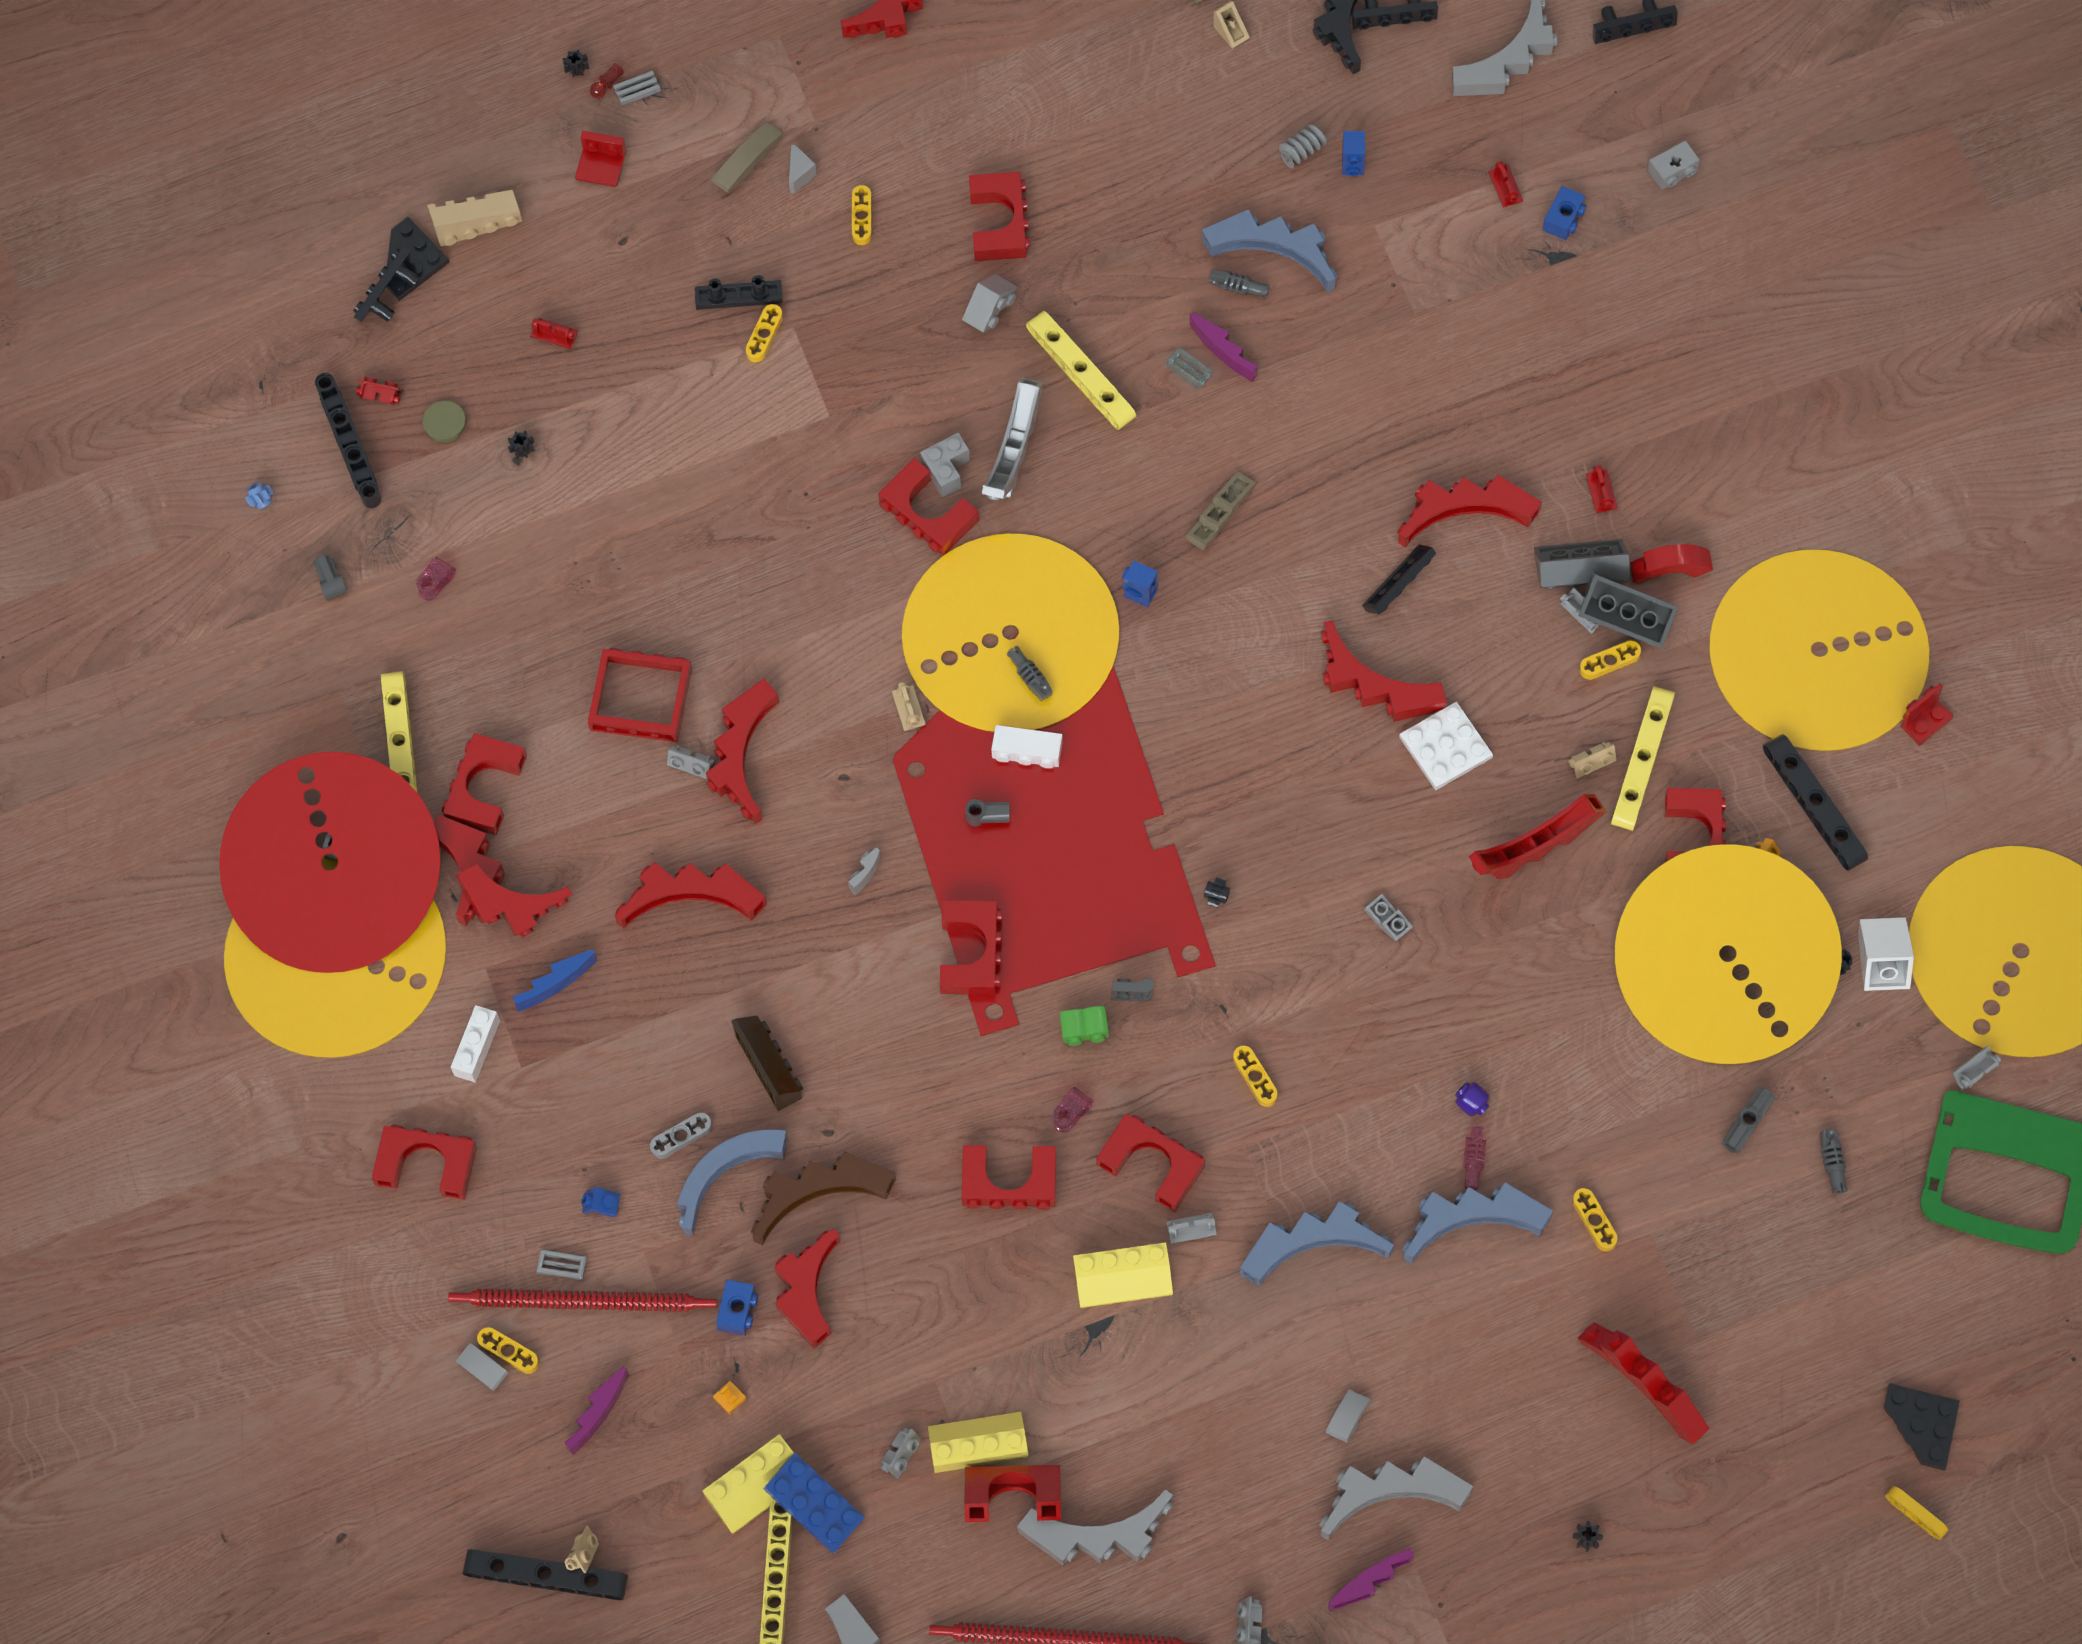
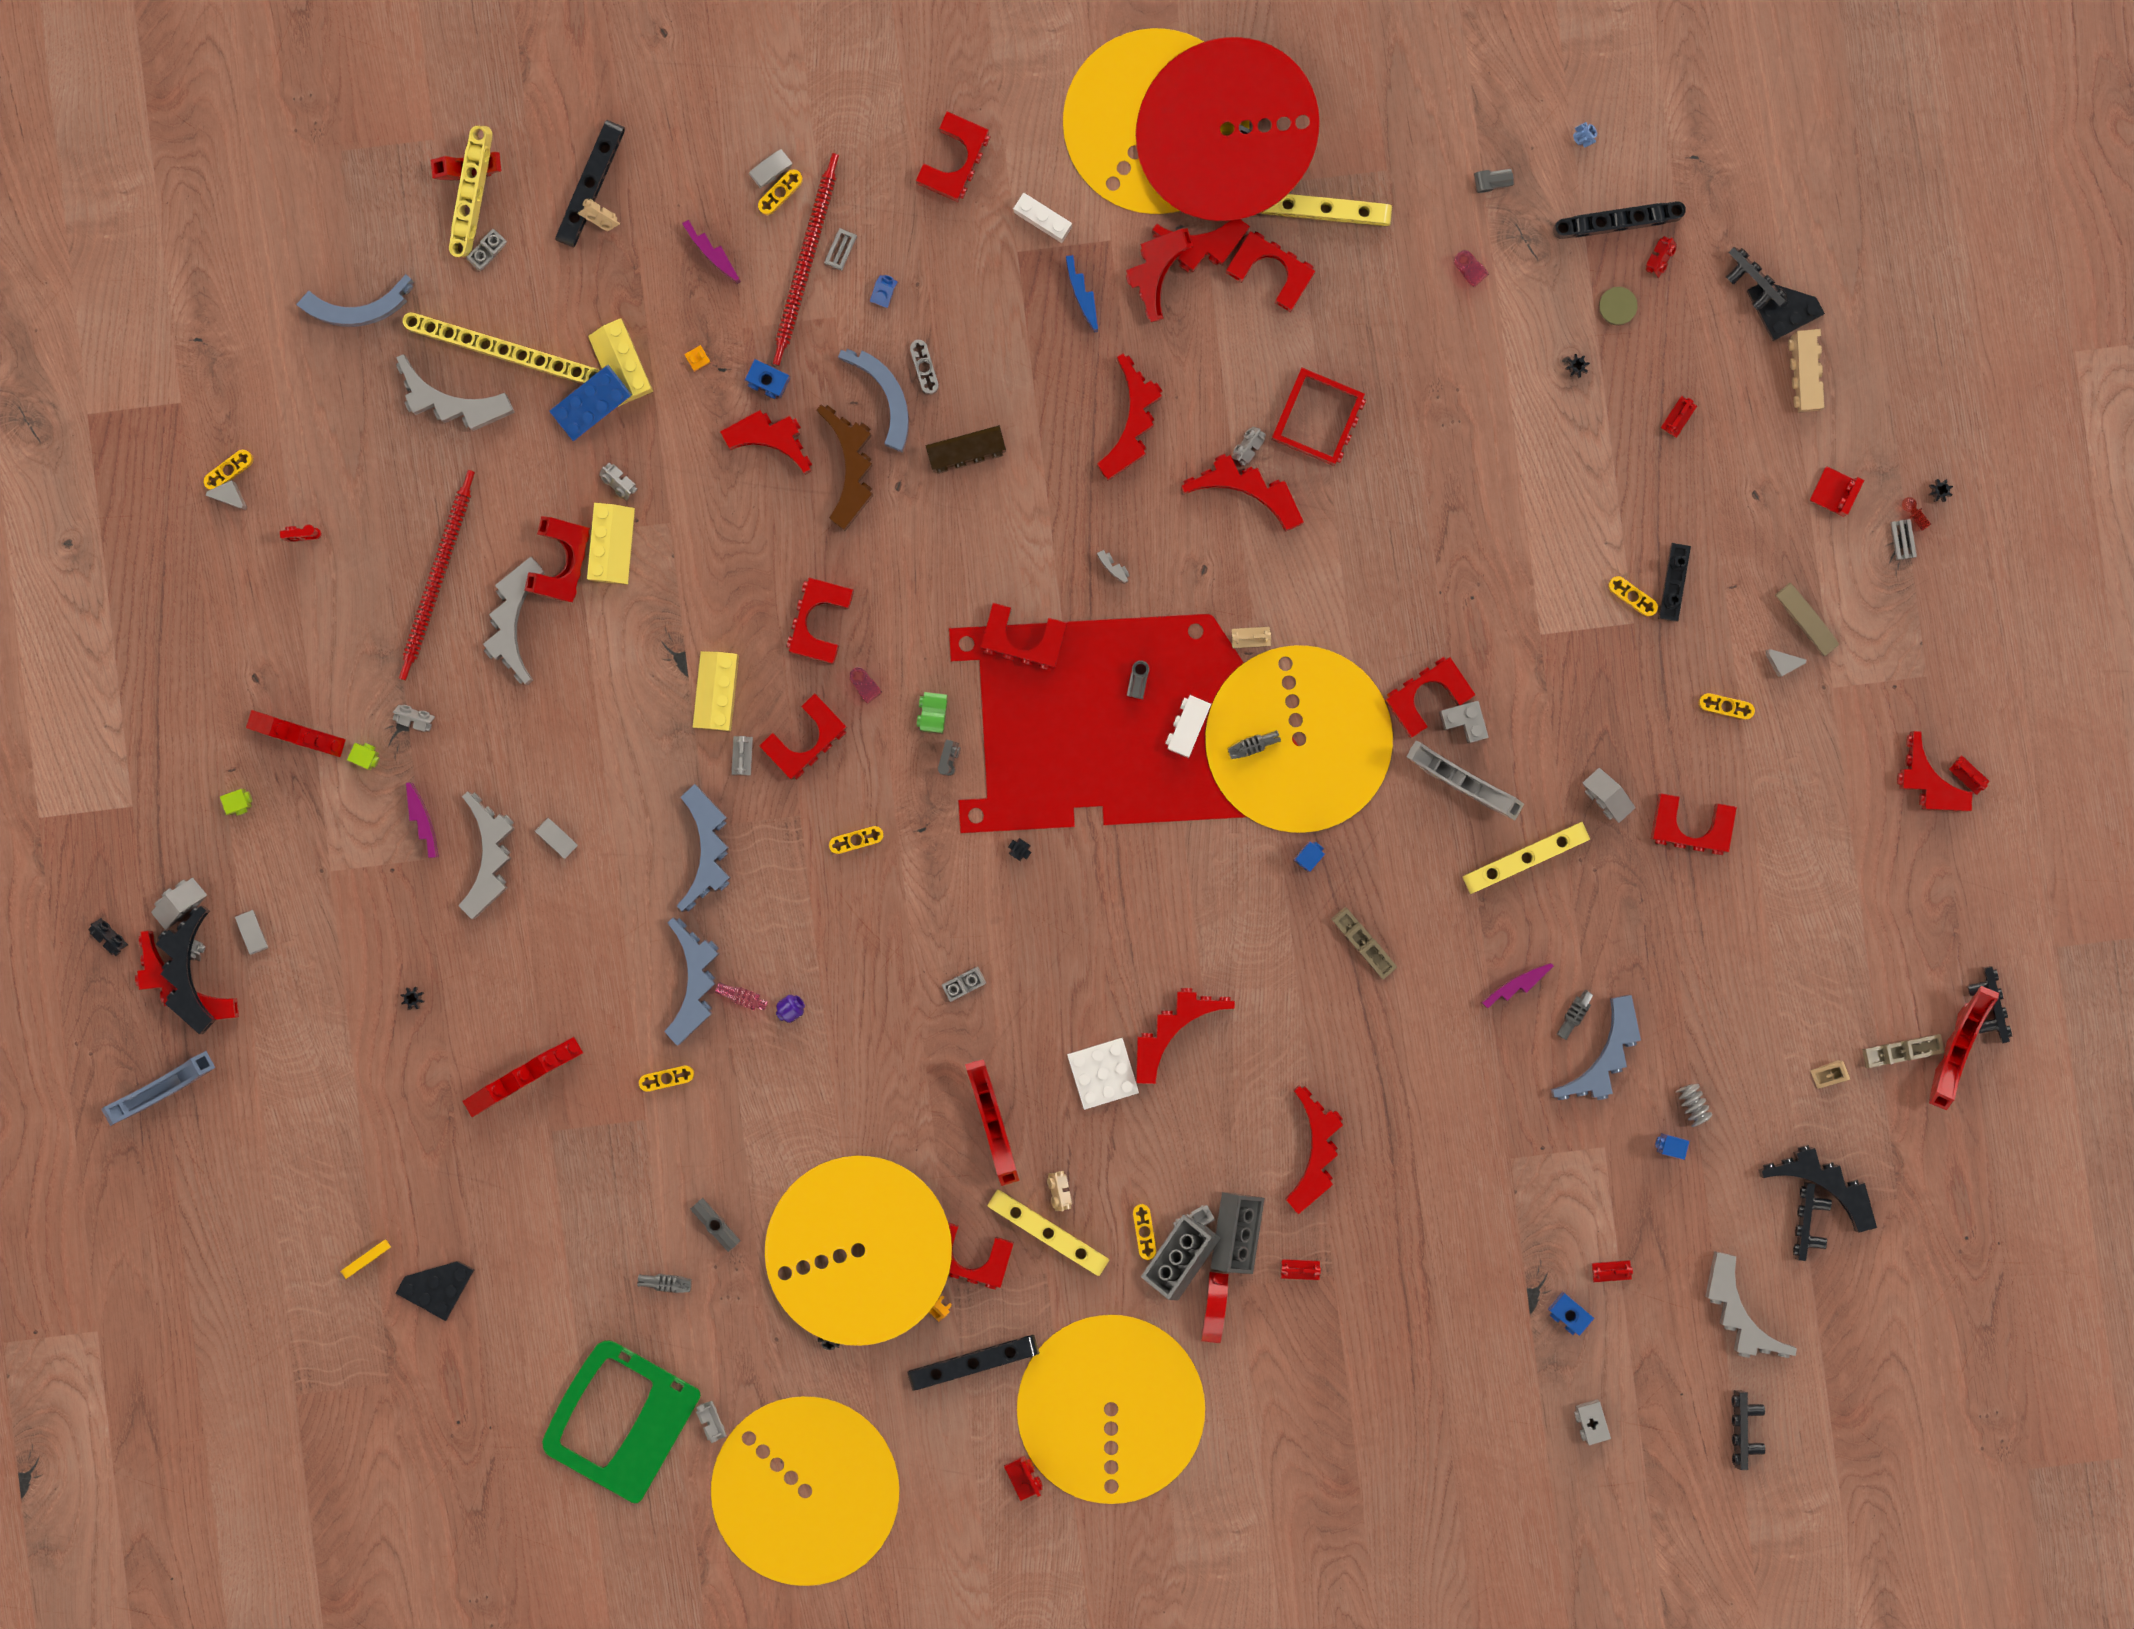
camera: 105 degrees right, 20 degrees up
(1172, 366) = (1493, 961): clear light blue tile -> none
(1399, 579) = (1261, 1075): black plate -> none
(1885, 953) = (827, 1379): white slope -> none

